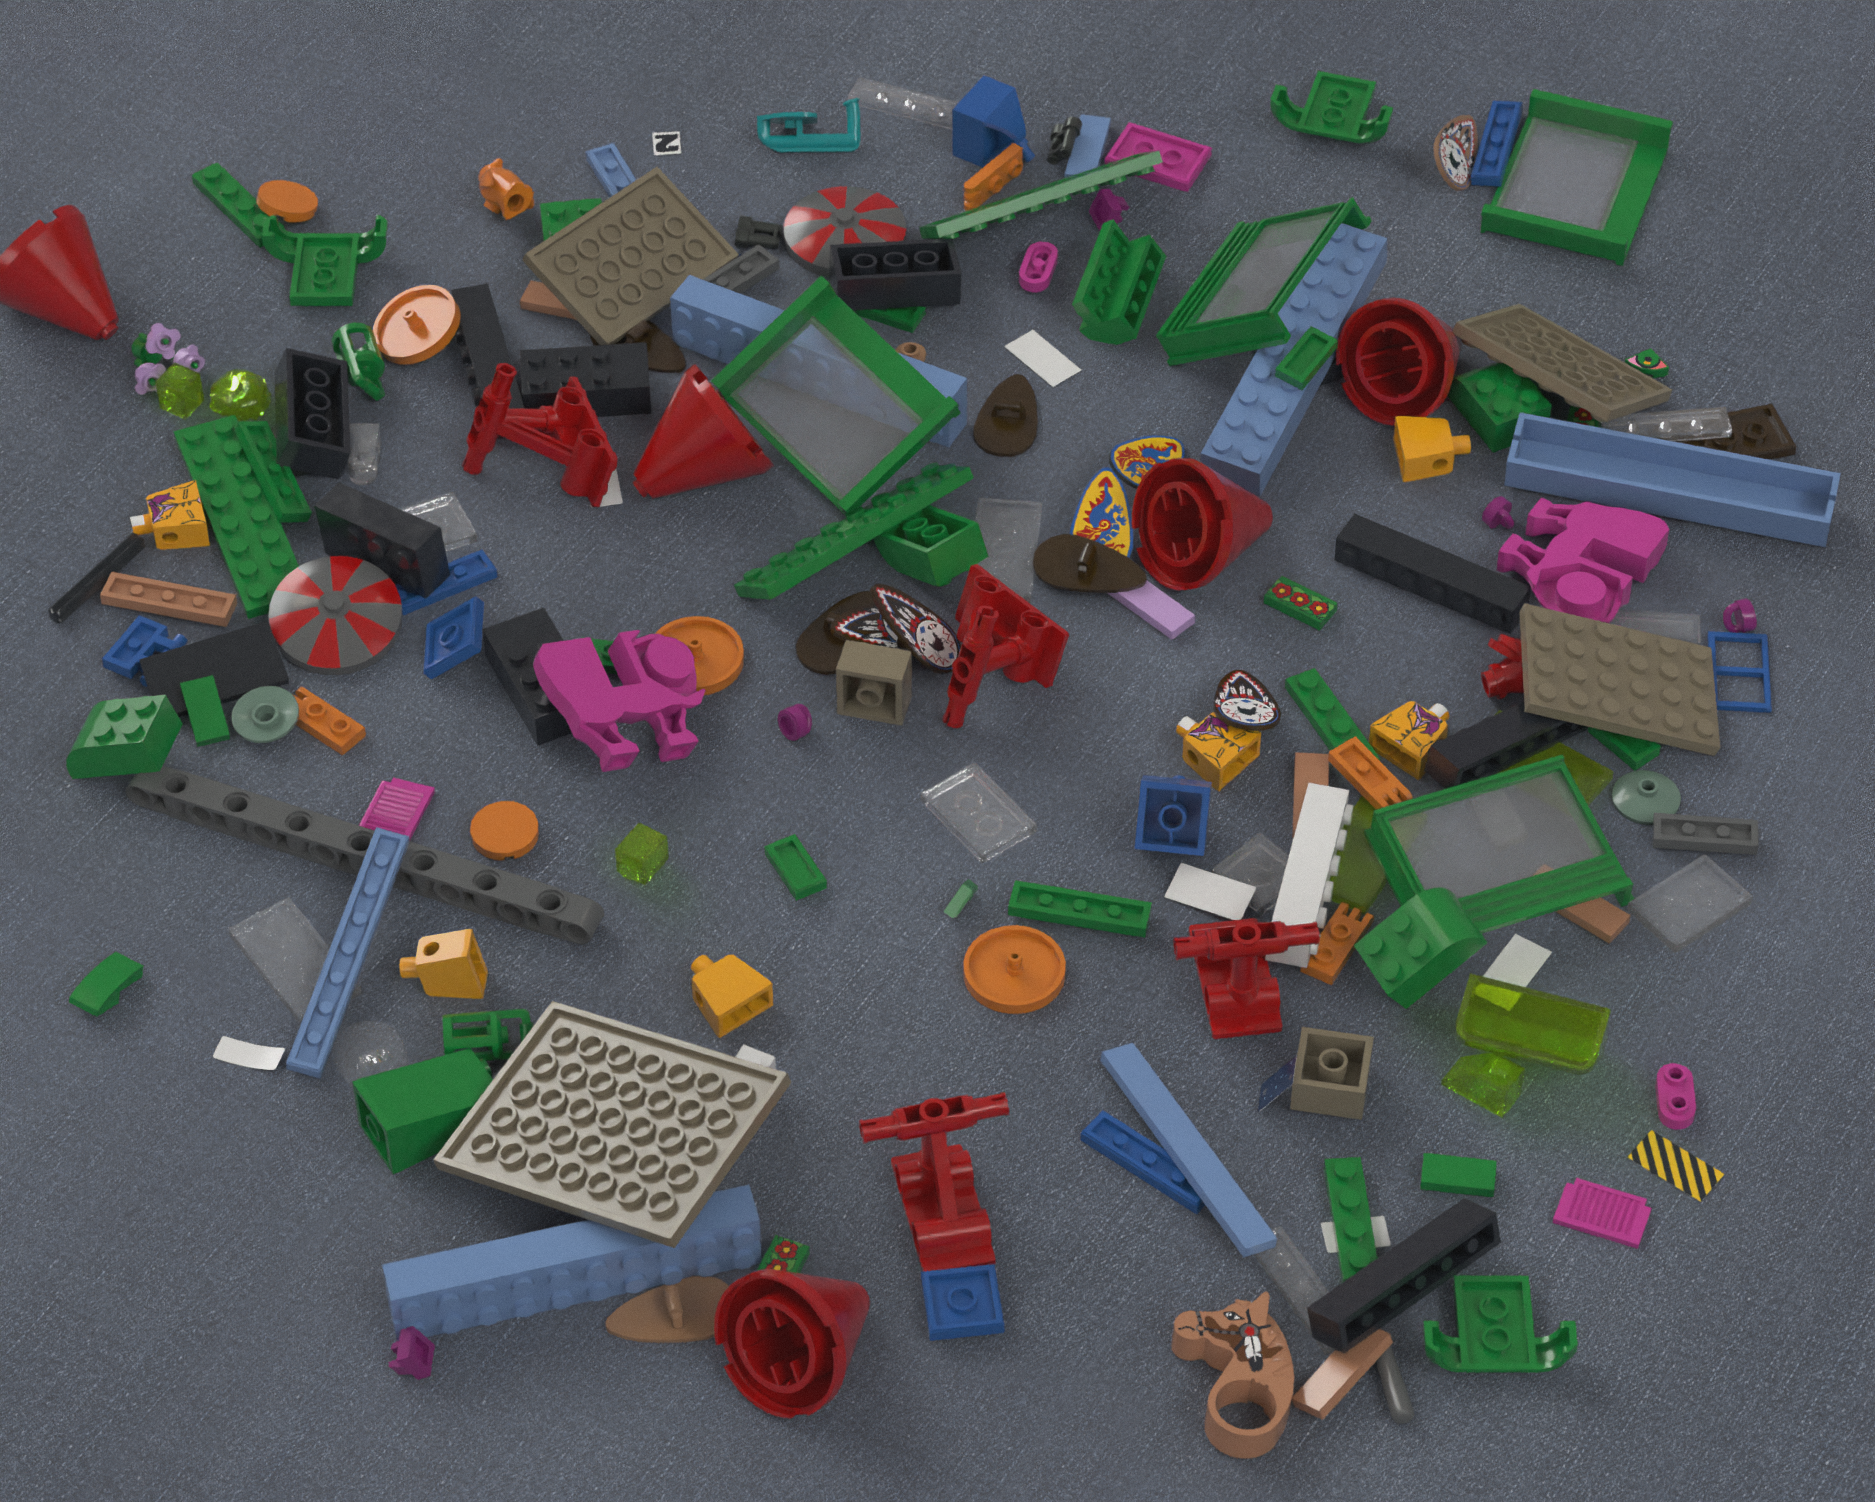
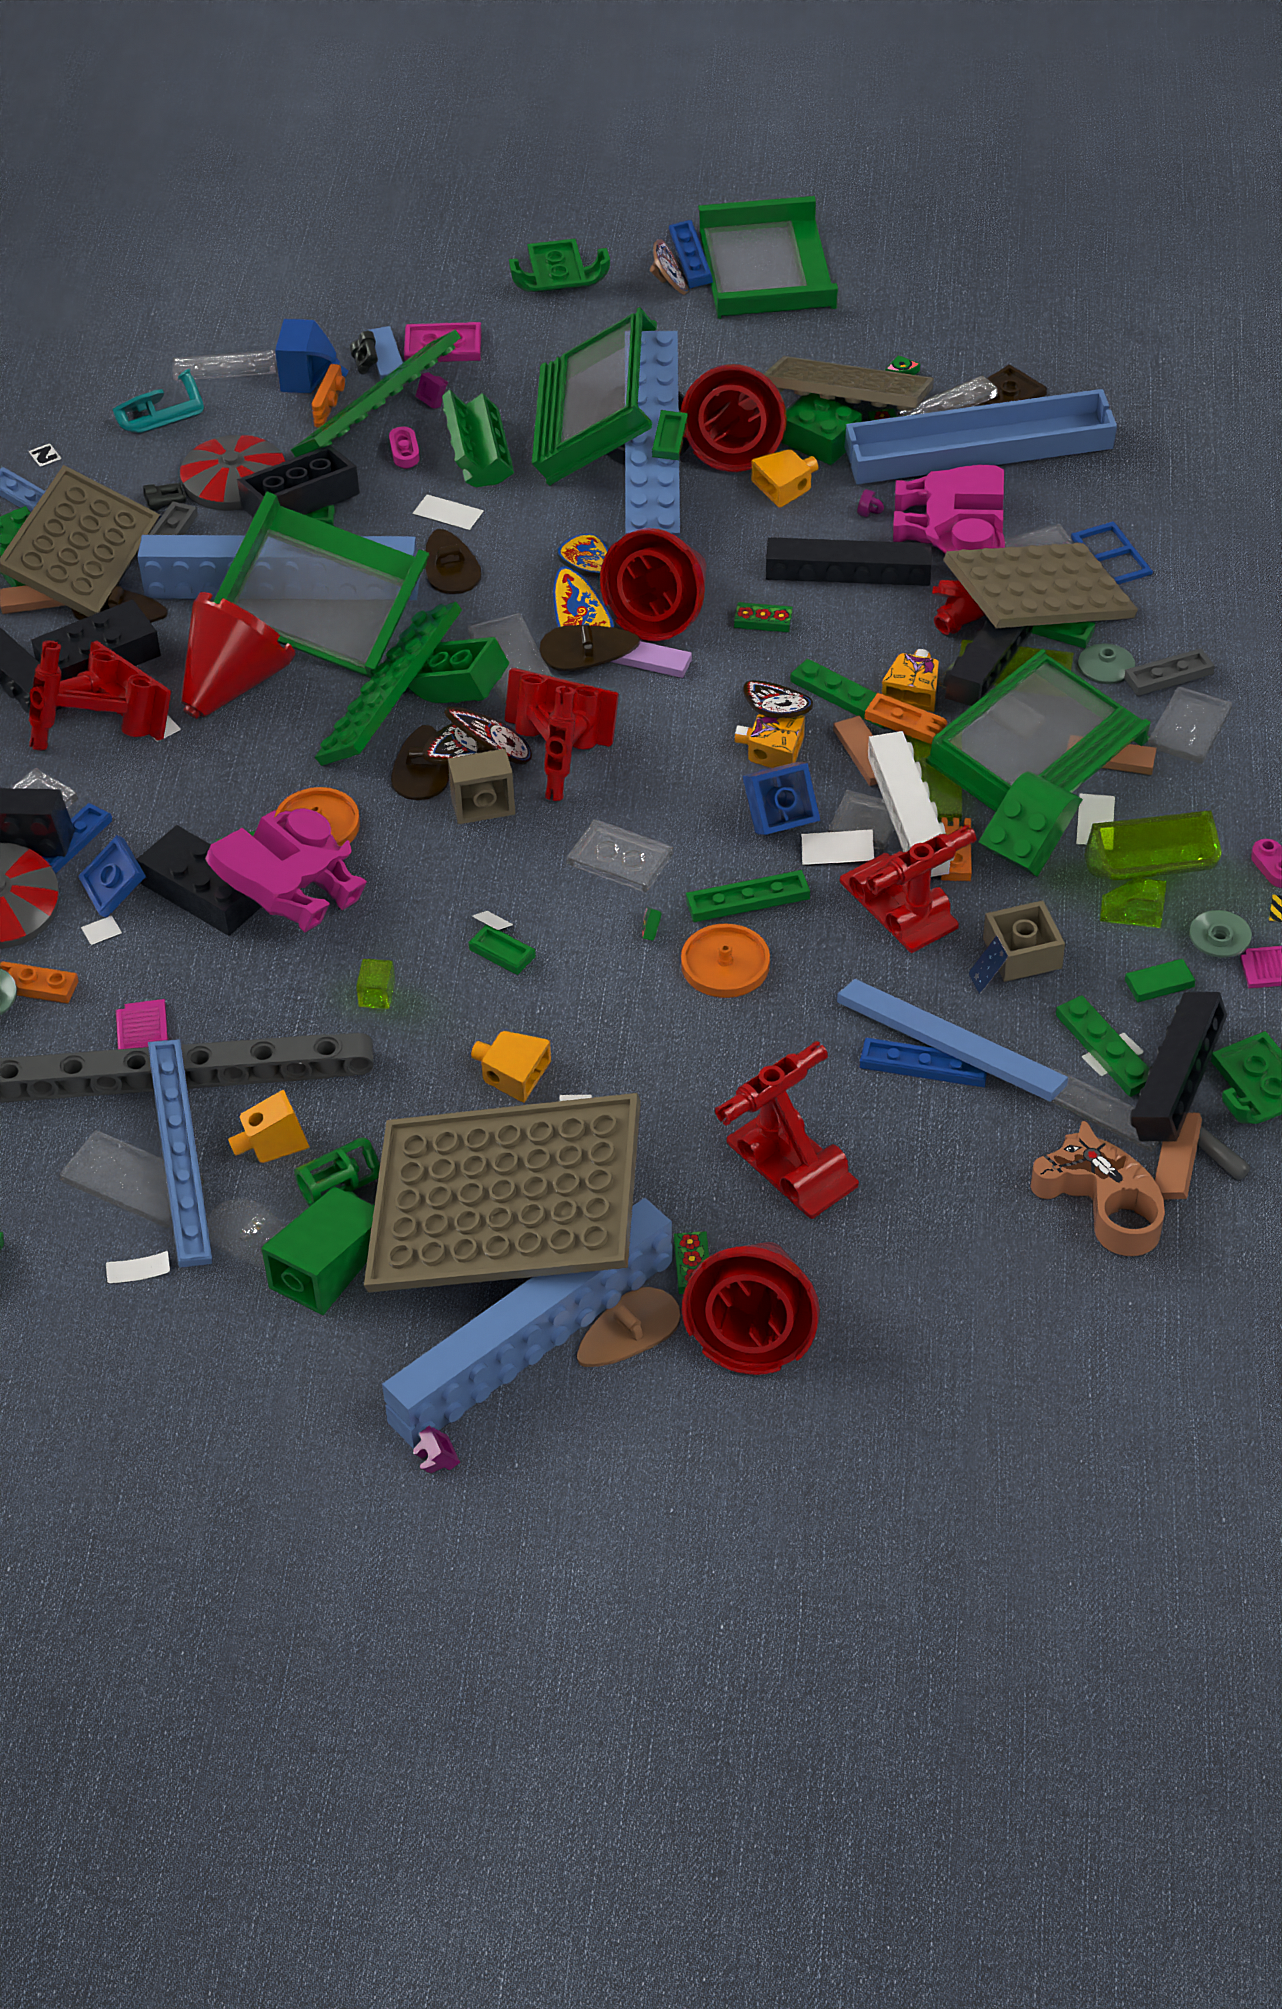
camera: 25 degrees left, 0 degrees up
(418, 690) = (101, 930): none -> white sticker
(504, 830) = (245, 1010): orange tile -> none
(795, 721) = (431, 841): magenta tile -> none
(804, 832) = (492, 920): none -> white sticker
(962, 1302) = (854, 1225): blue plate -> none
(1558, 1140) = (1220, 933): none -> sand green dish
(1744, 616) = (1090, 514): magenta tile -> none

